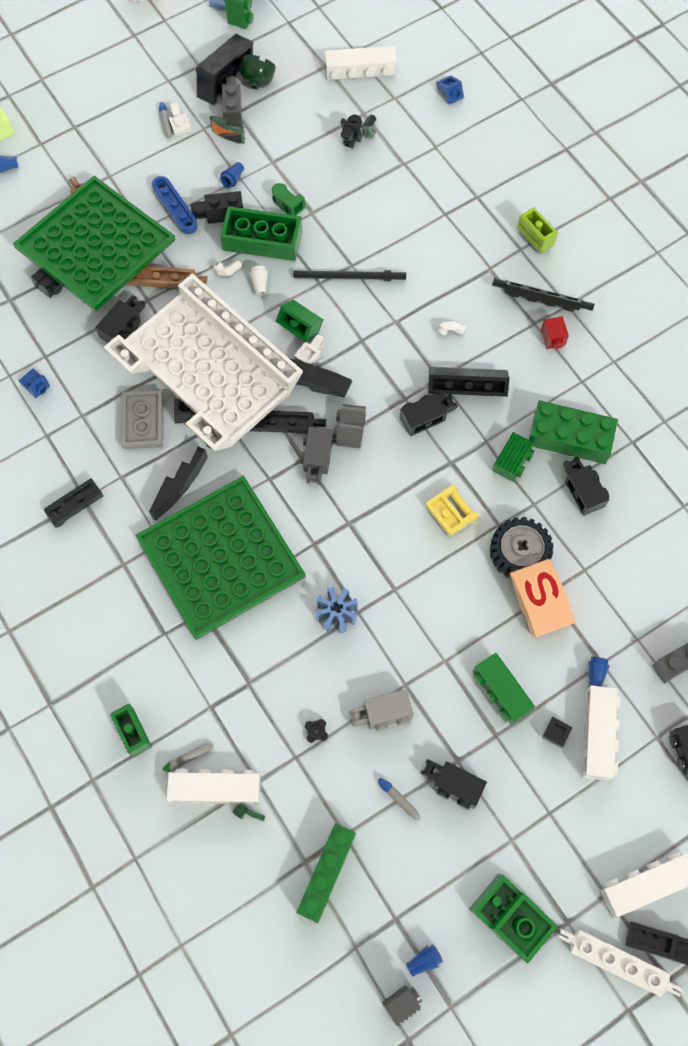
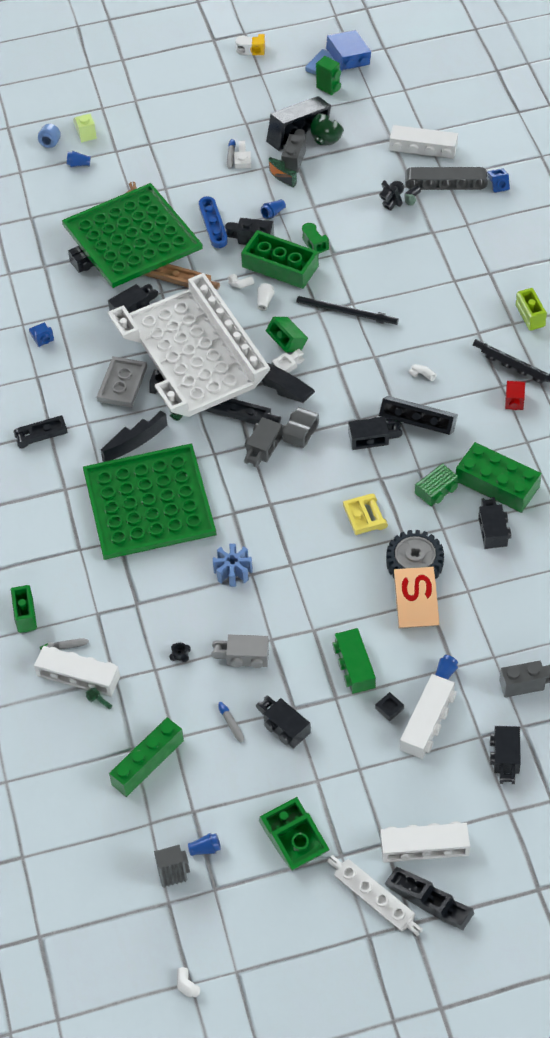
camera: 20 degrees right, 15 degrees down
(398, 99) = (446, 178): none -> dark grey beam

